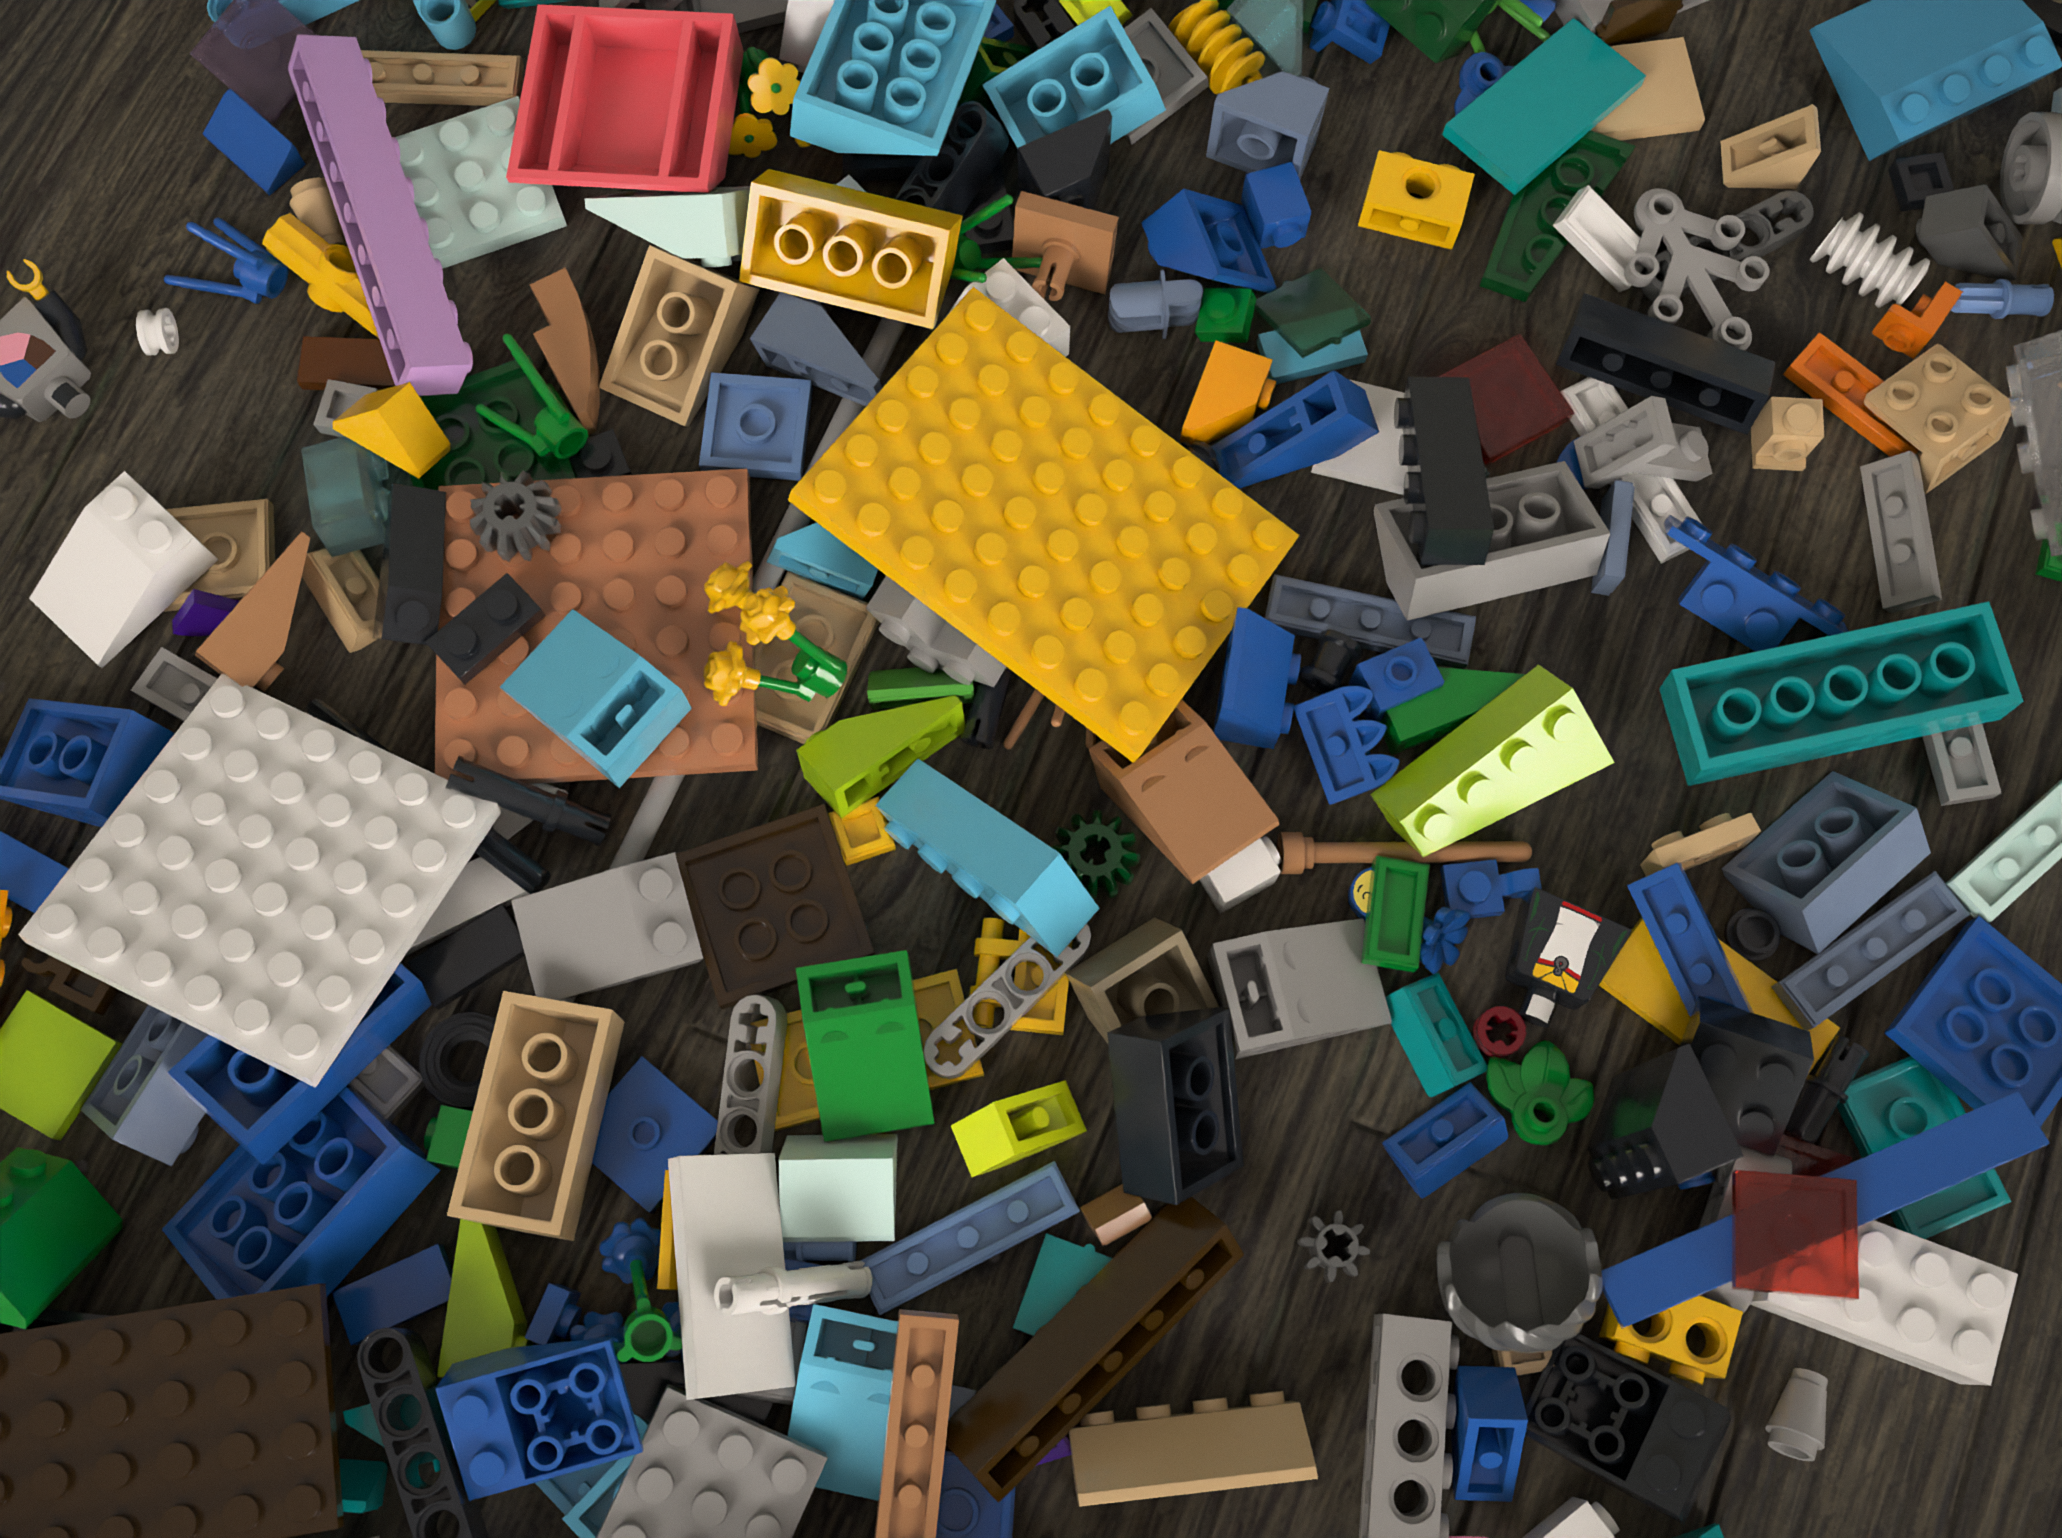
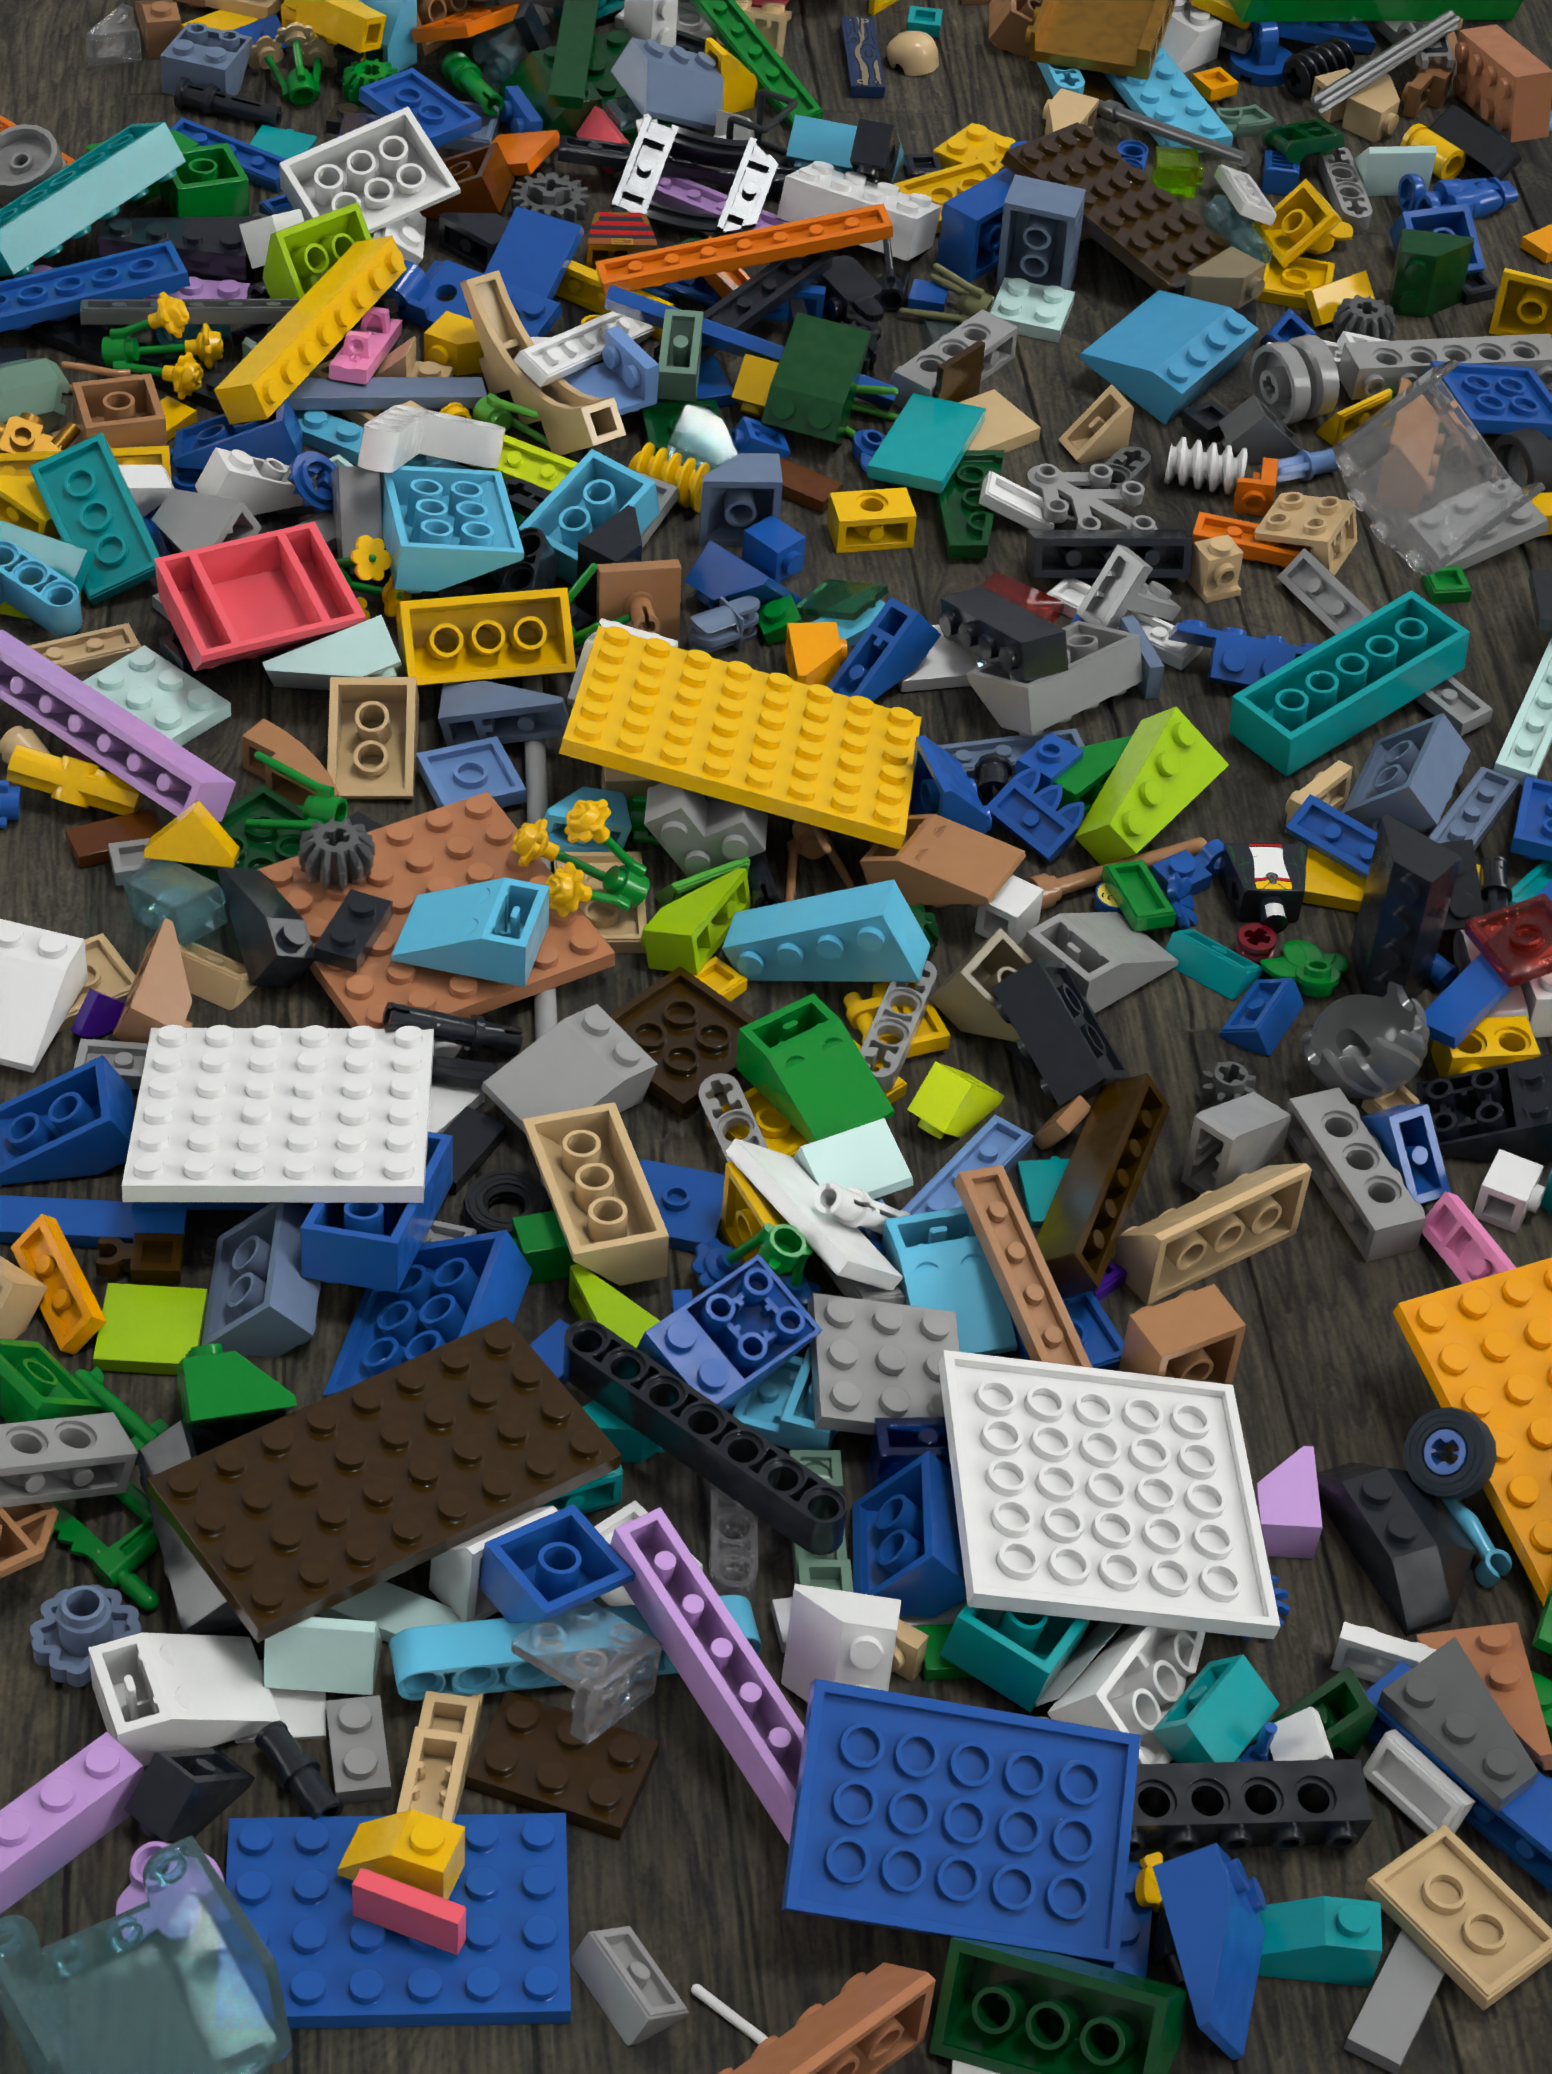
camera: 30 degrees left, 30 degrees down
(1295, 1338) = (1233, 1141): none -> light grey slope
(1369, 106) = (807, 486): none -> reddish brown tile

